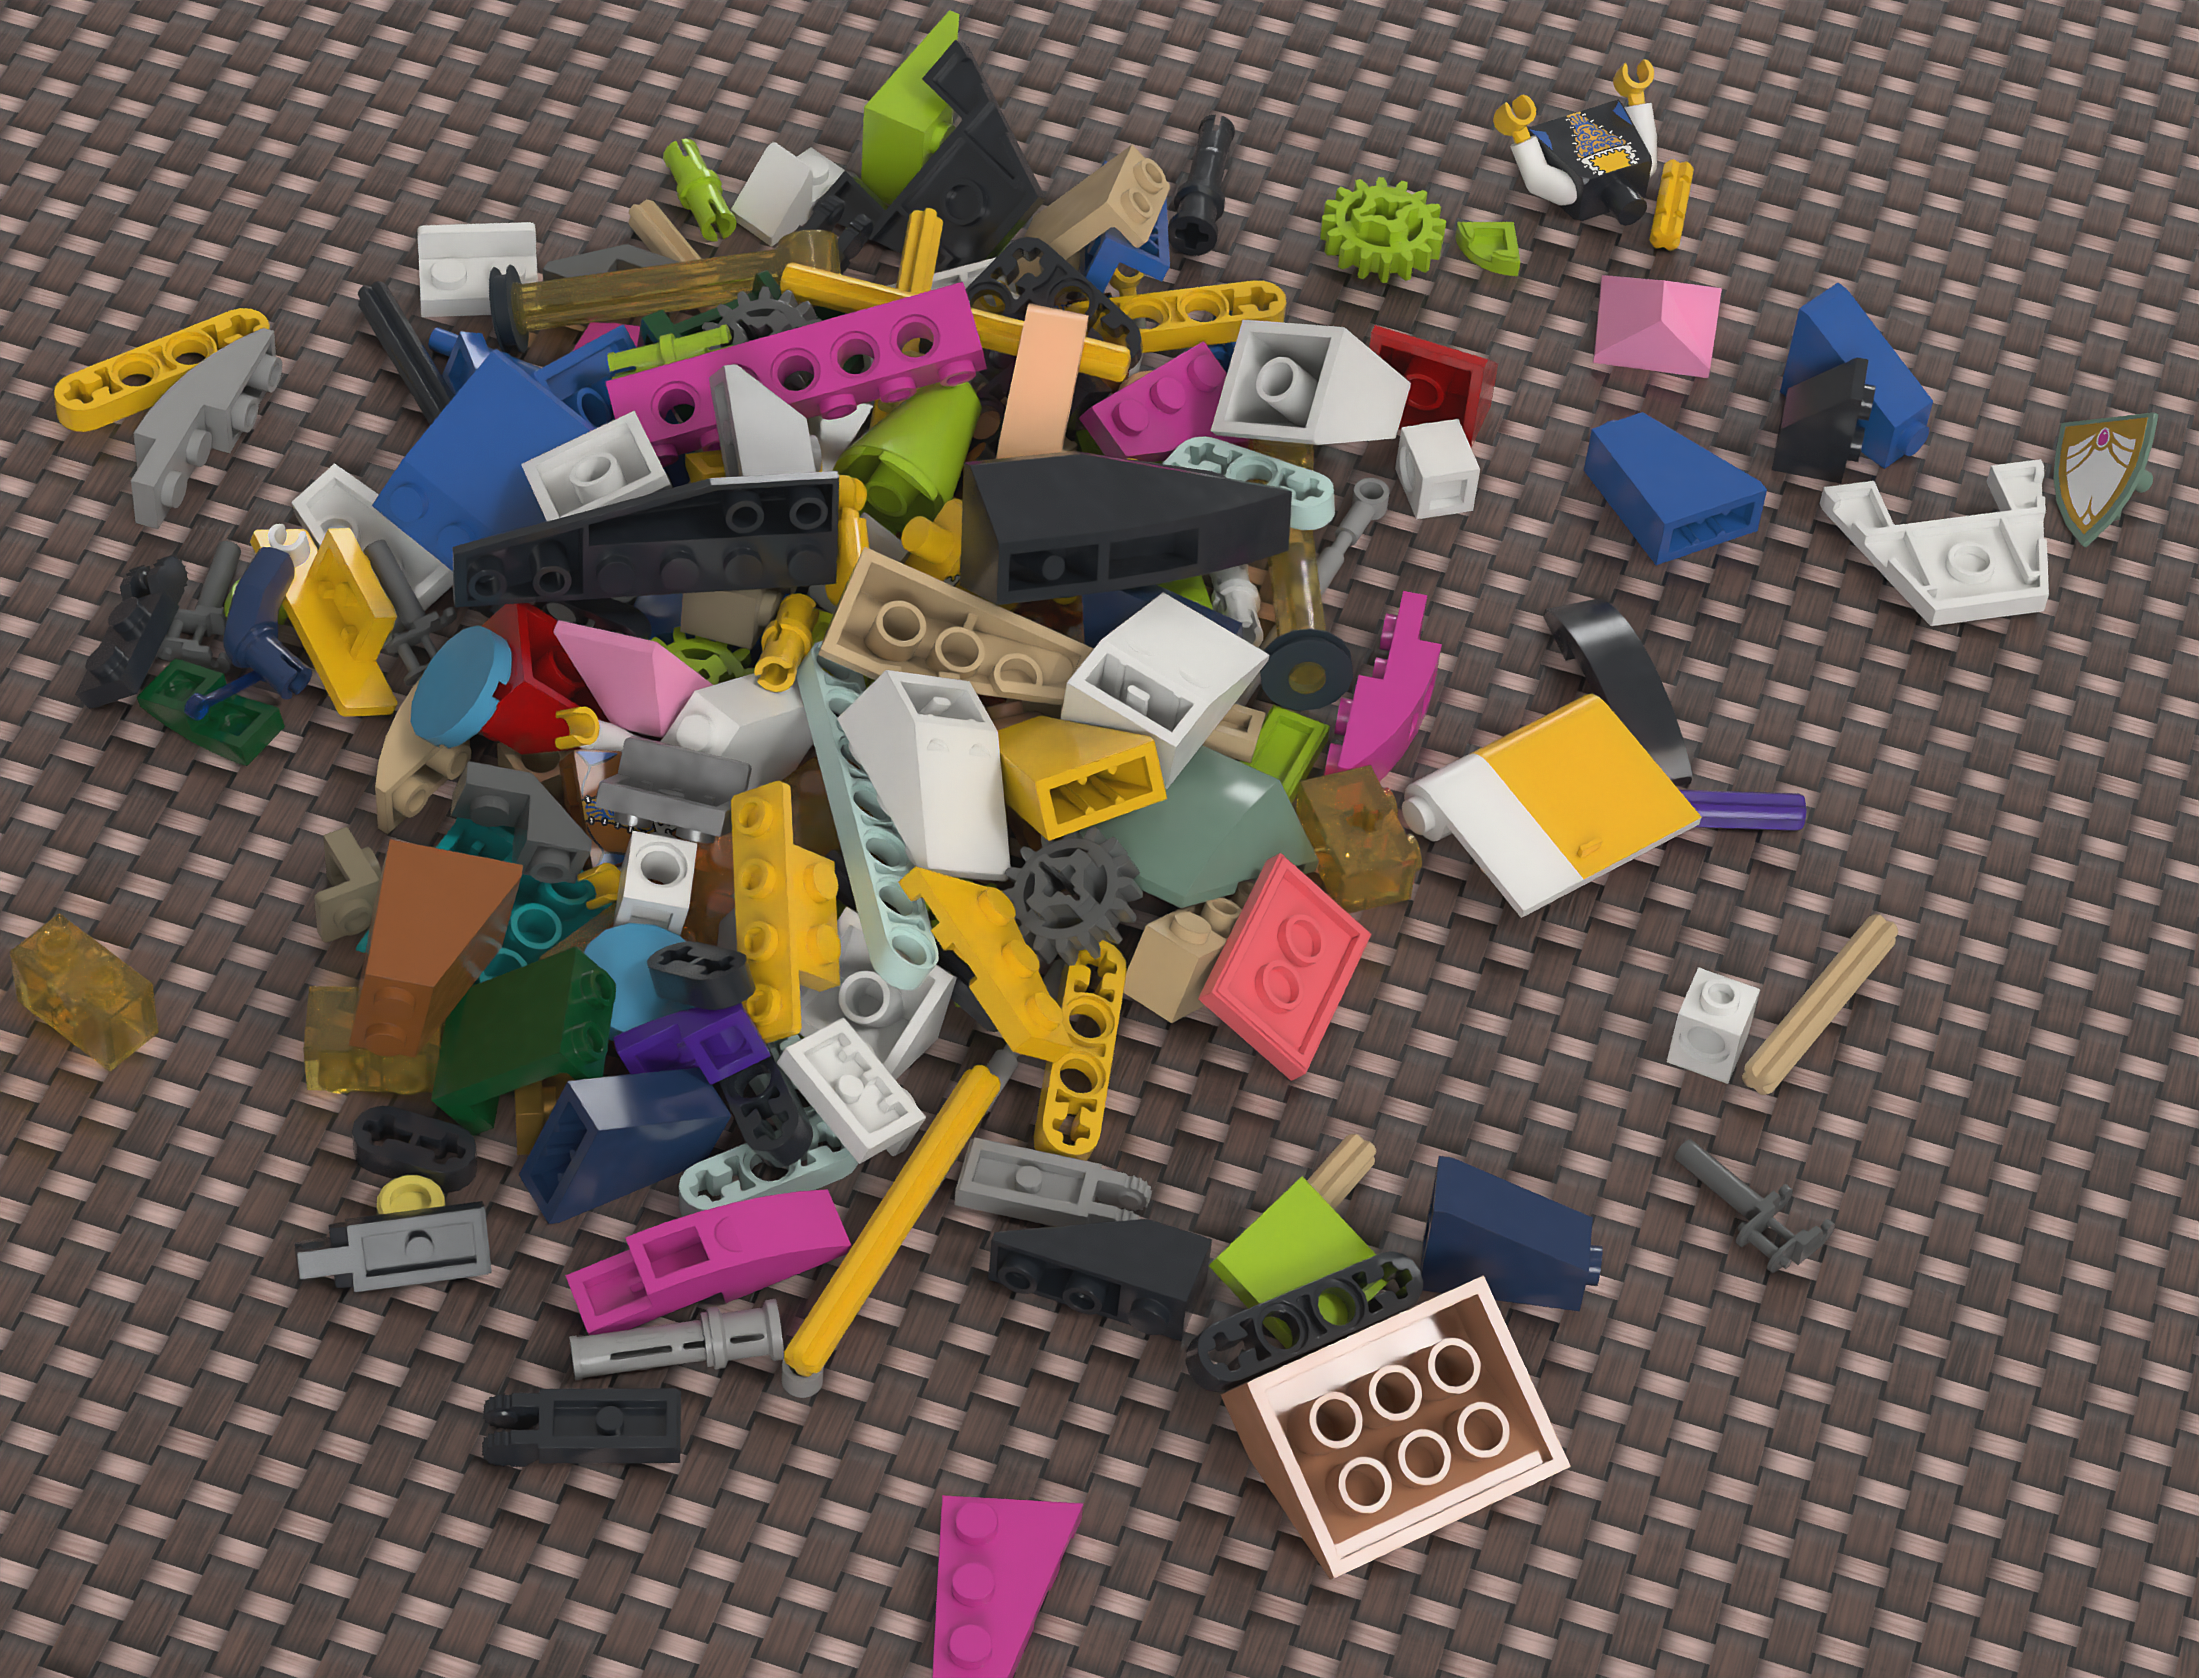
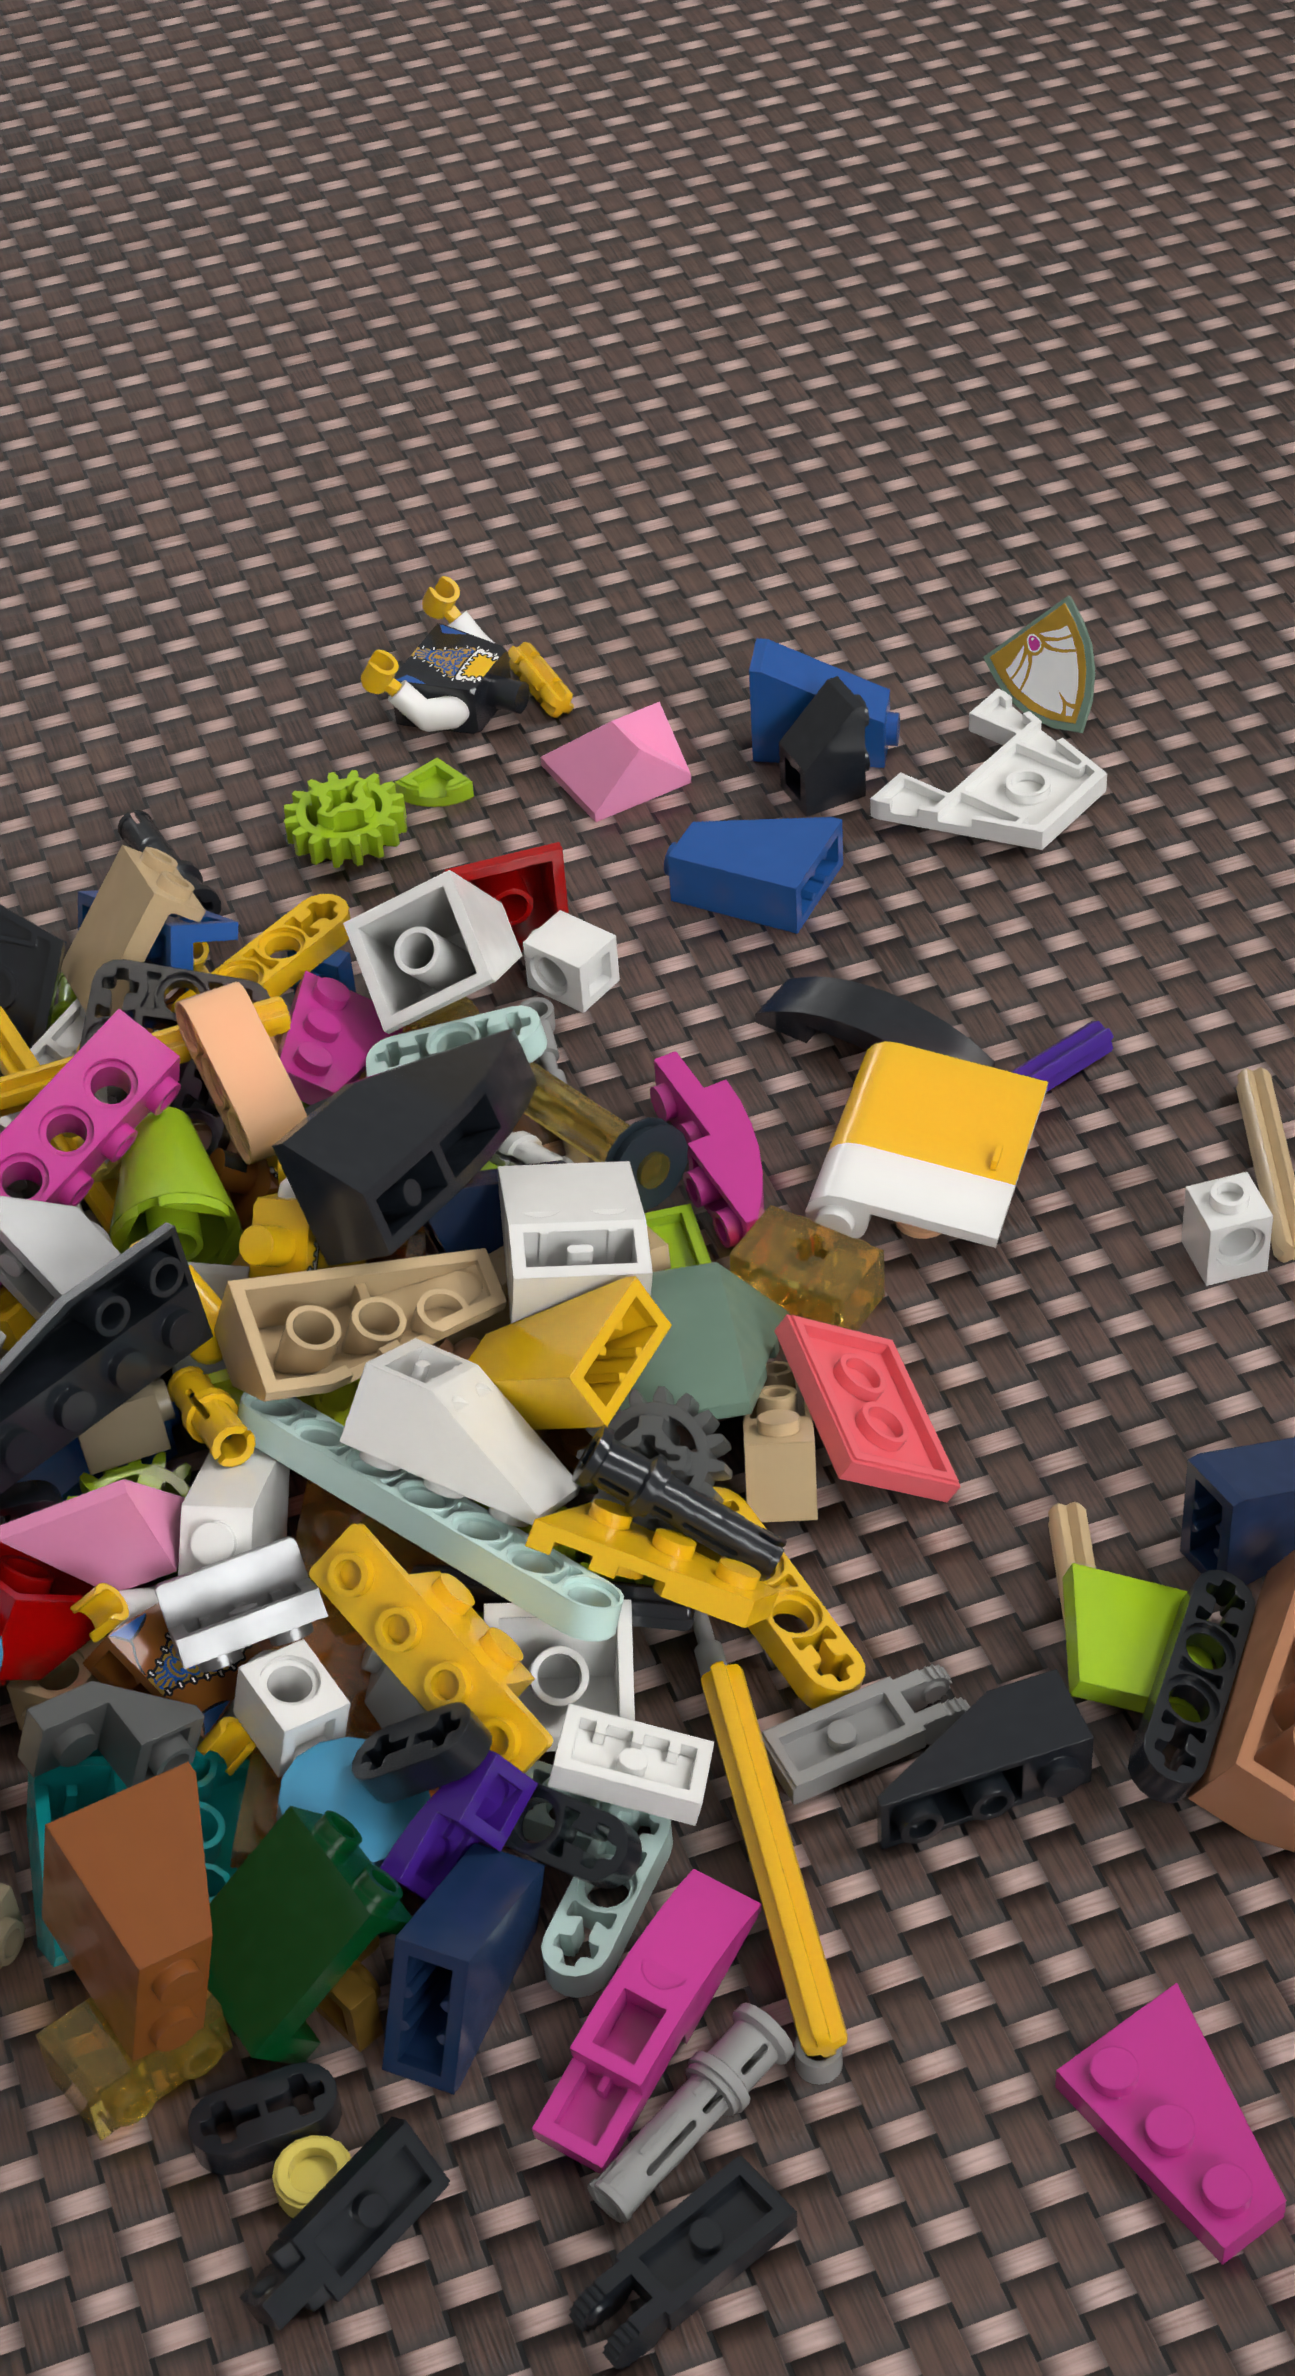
camera: 30 degrees left, 5 degrees down
(1034, 906) = (651, 1489): none -> black pin

